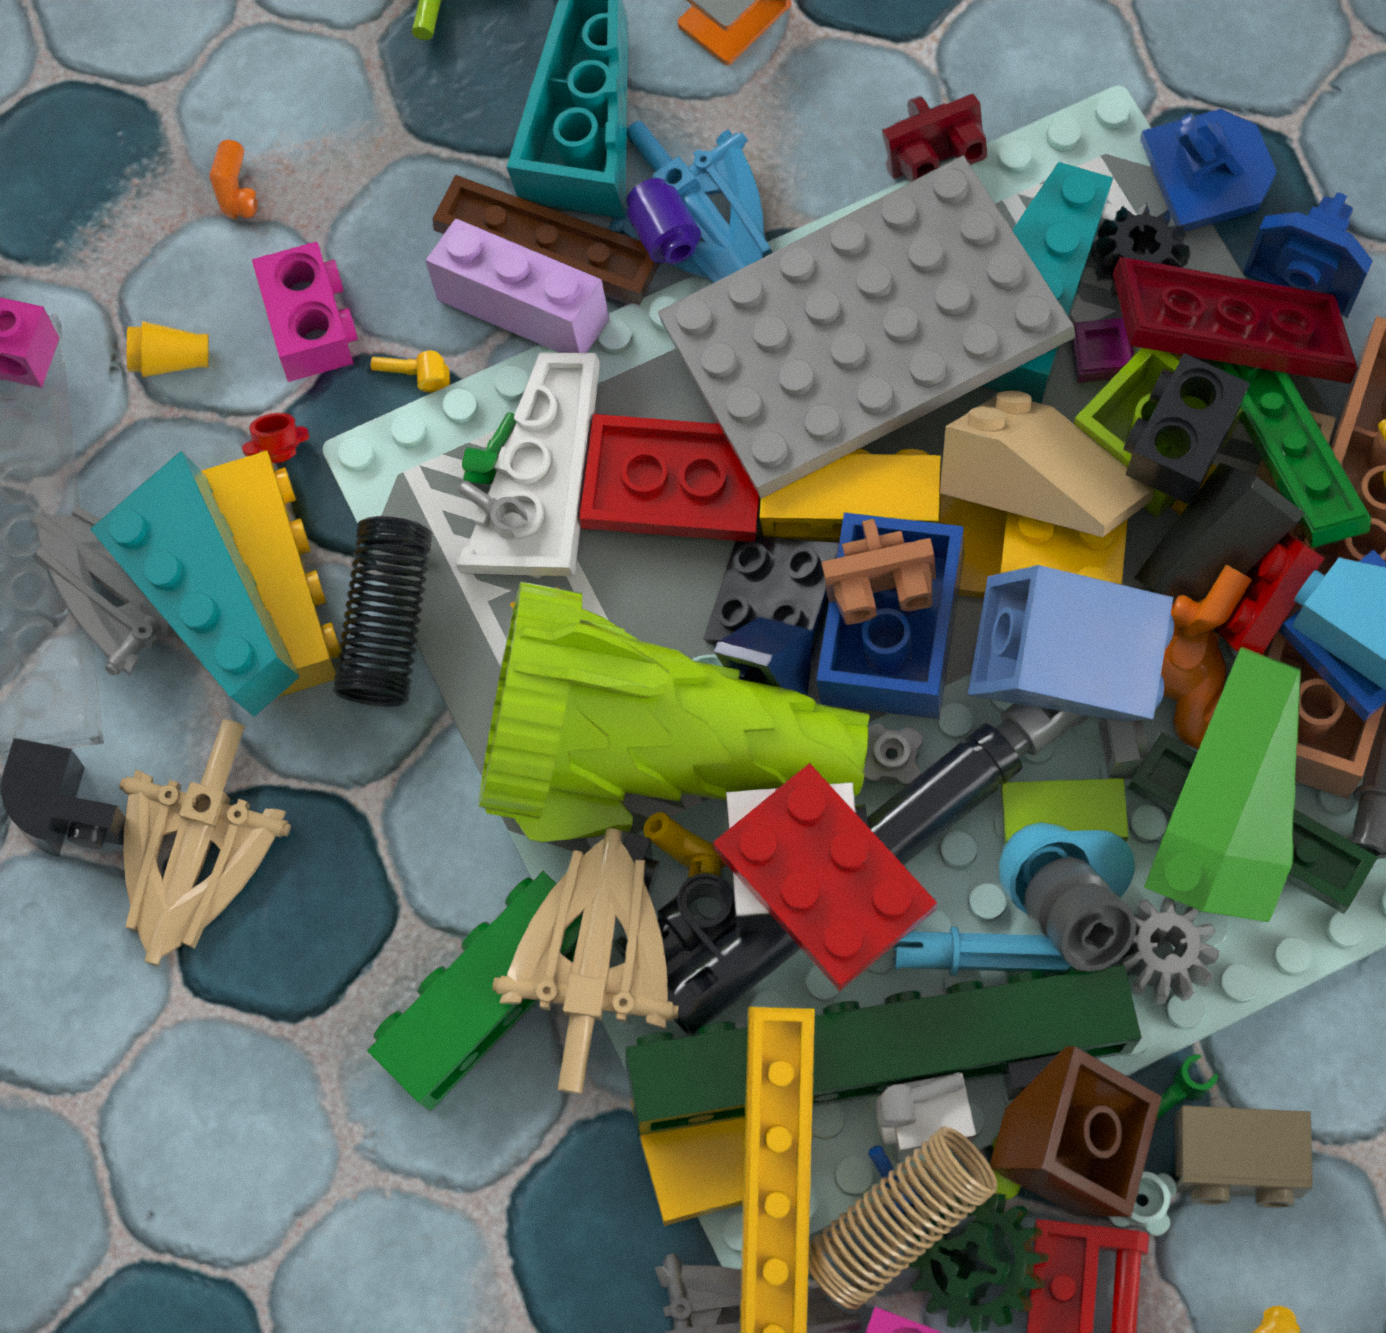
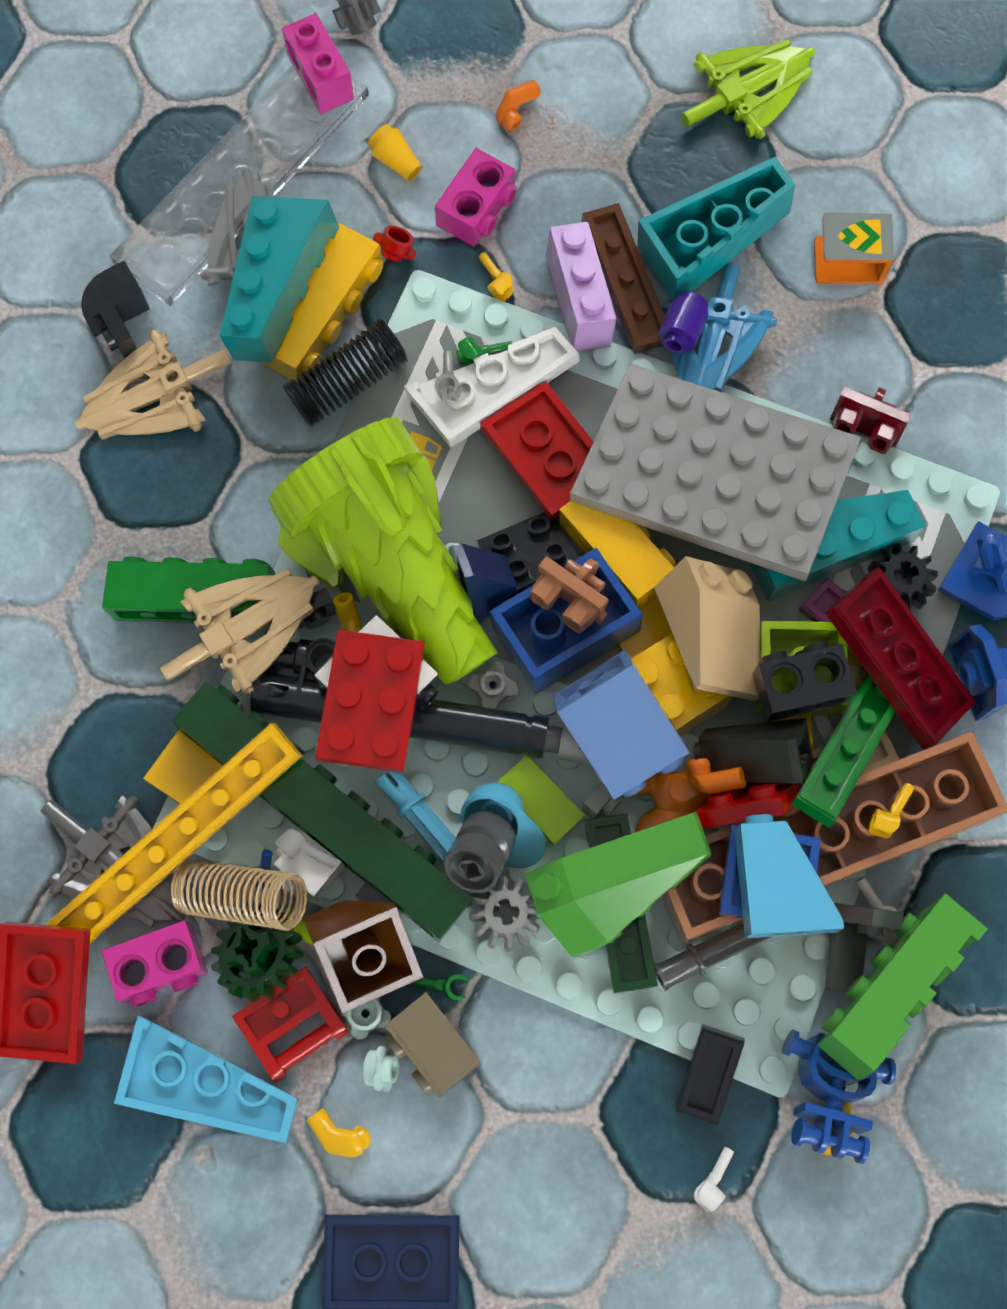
camera: 45 degrees right, 5 degrees up
(1222, 1231) = (381, 1068): none -> light aqua plate

